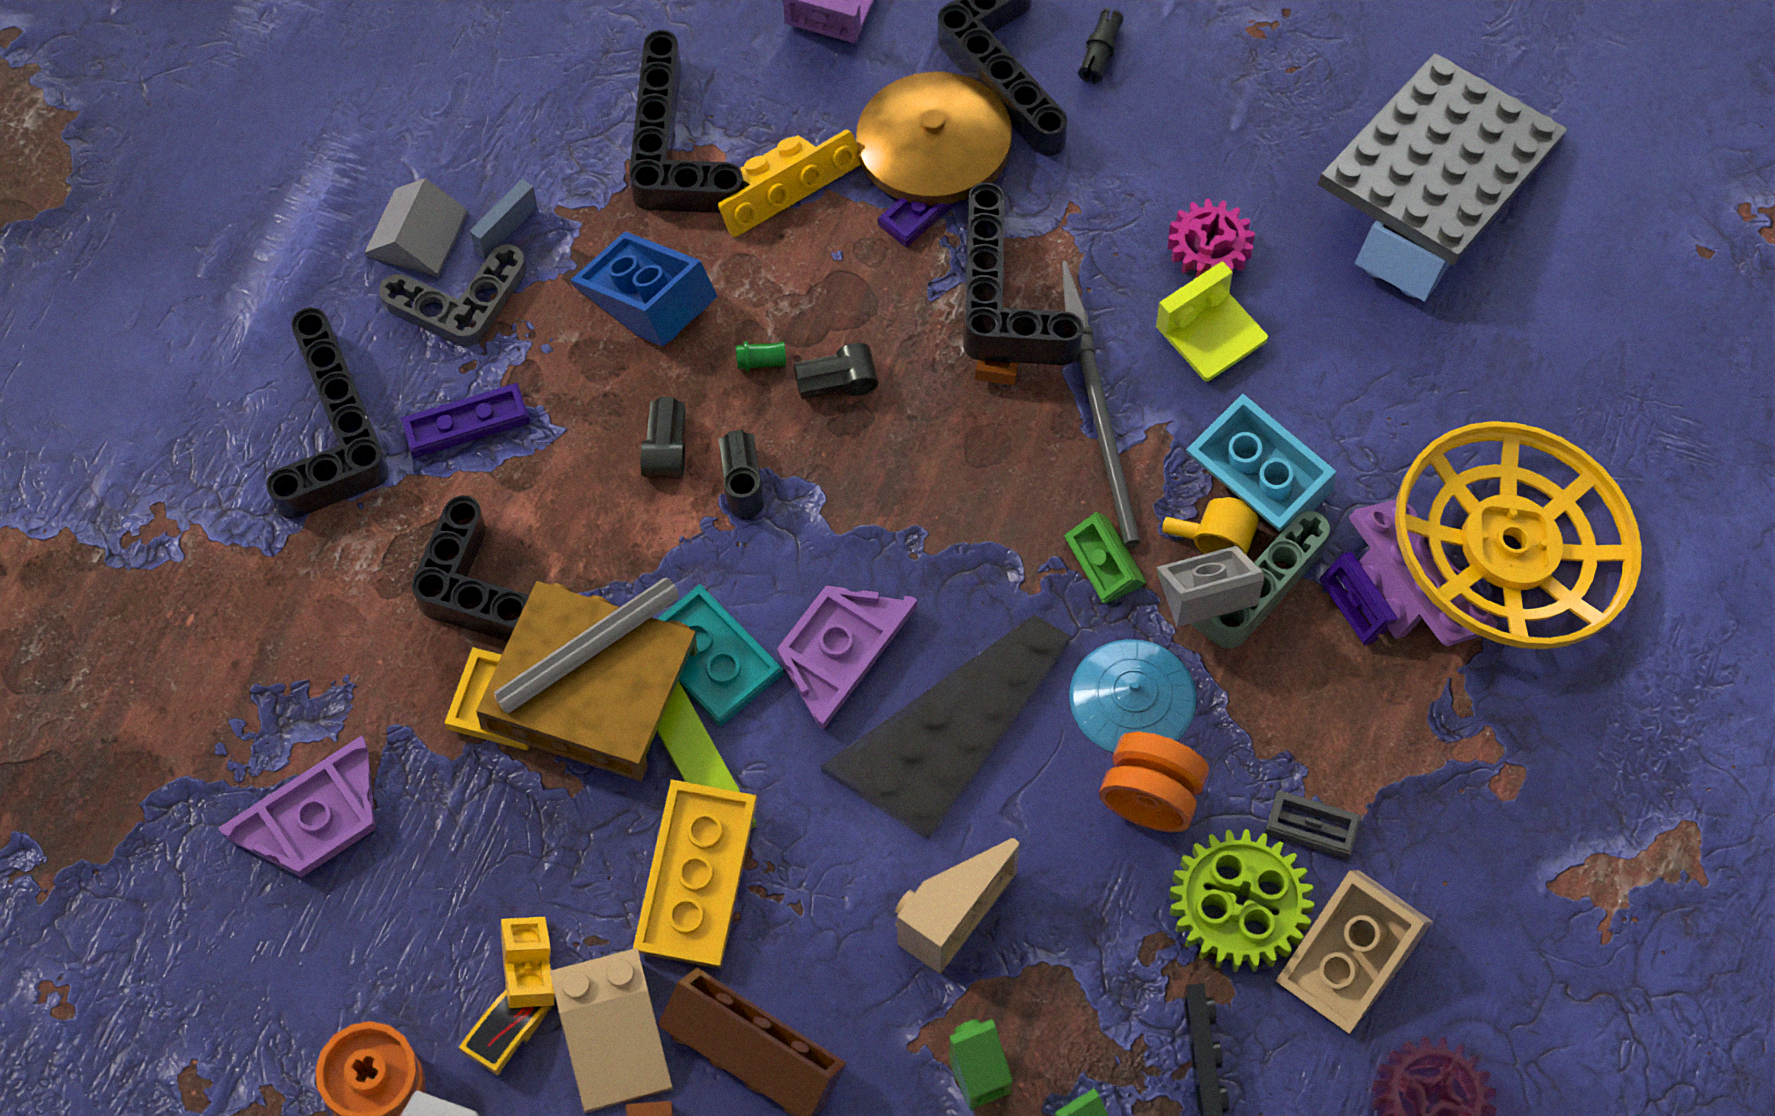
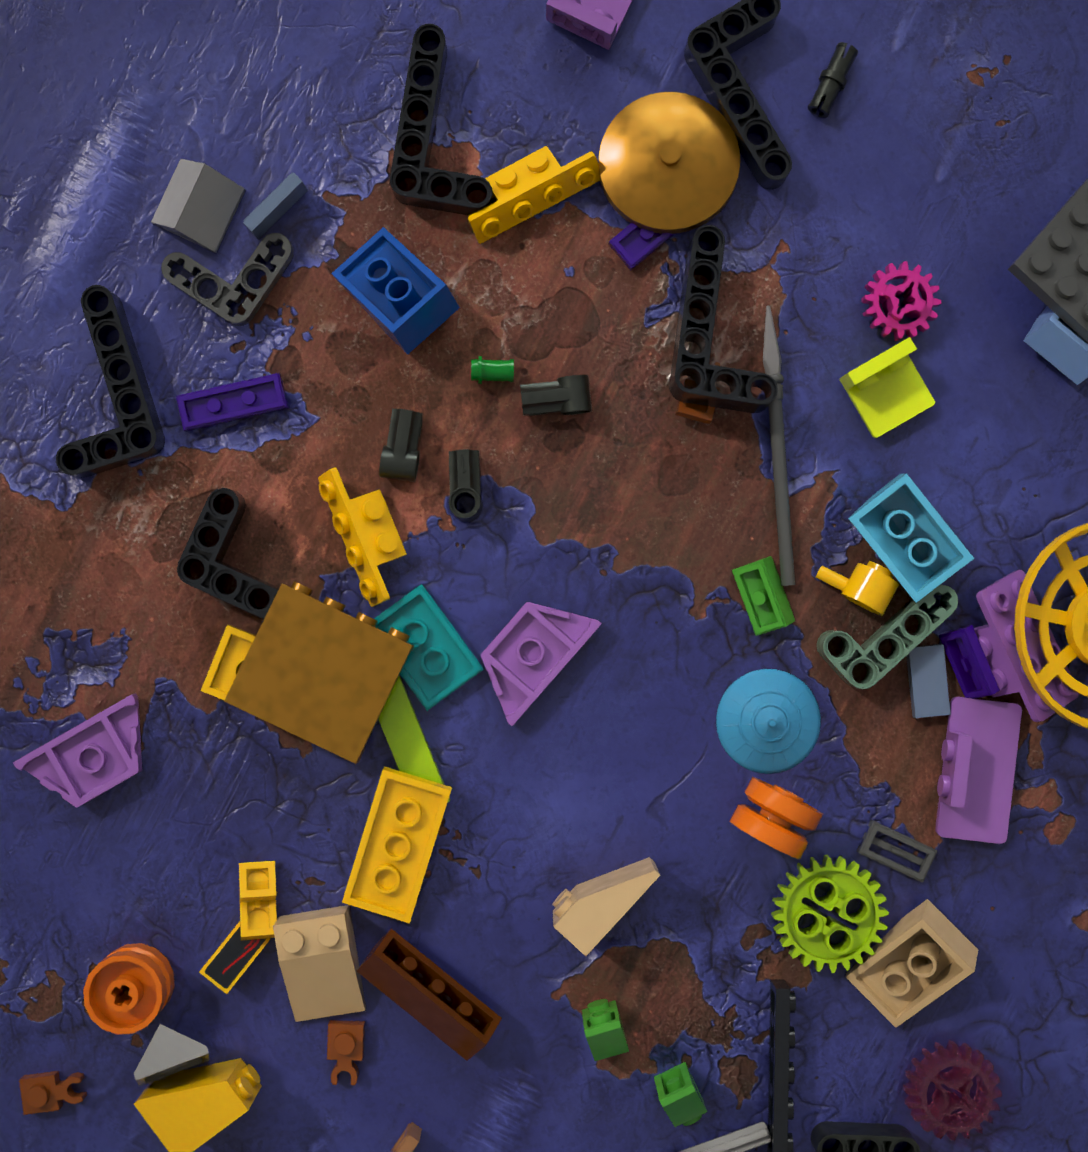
camera: 10 degrees right, 25 degrees up
(586, 645) = (319, 654): light grey axle -> none
(625, 530) = (366, 531): none -> yellow bracket
(937, 743) = (604, 746): clear smoke wing -> none
(1210, 585) = (849, 649): light grey slope -> none
(1315, 629) = (928, 681): none -> sand blue tile
(1393, 720) = (978, 770): none -> medium lavender bracket

